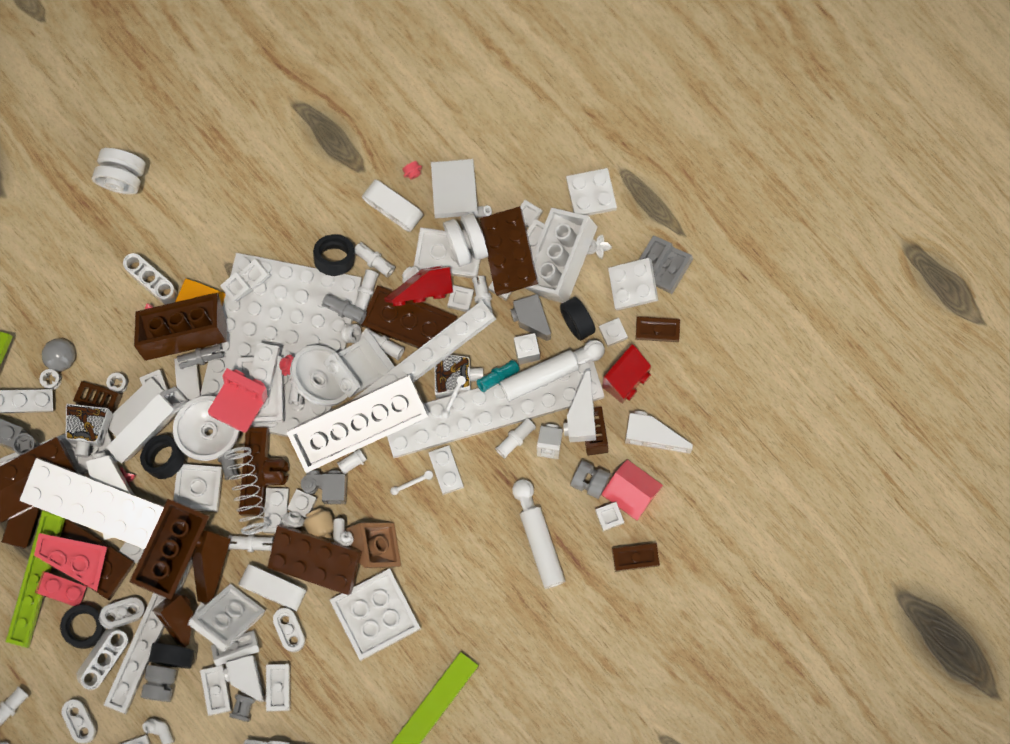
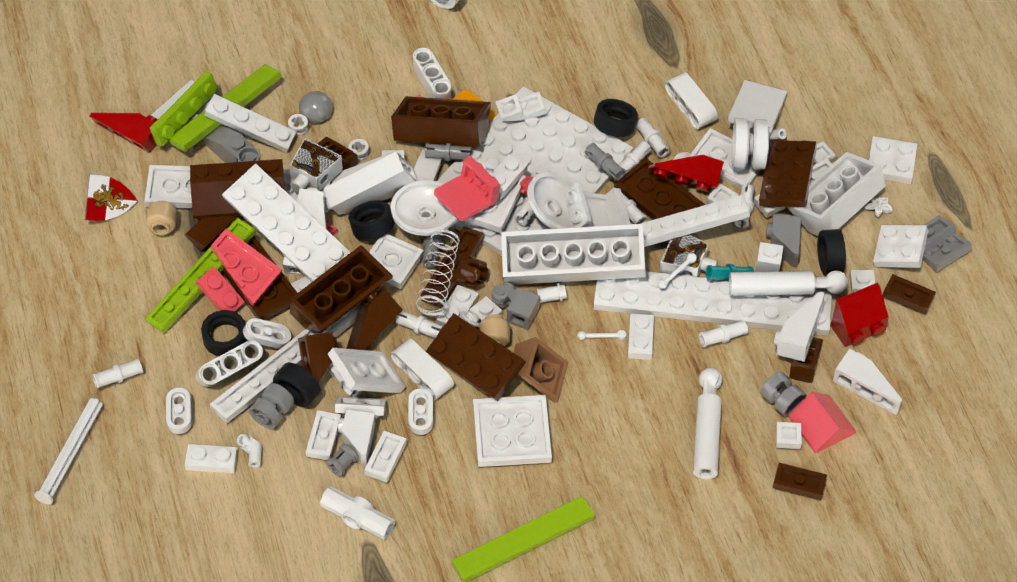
camera: 20 degrees right, 20 degrees down
(339, 534) = (512, 342): white arm -> none
(351, 333) = (601, 186): white bush -> none
(412, 170) = (723, 79): coral plate -> none
(549, 441) = (755, 347): white slope -> none

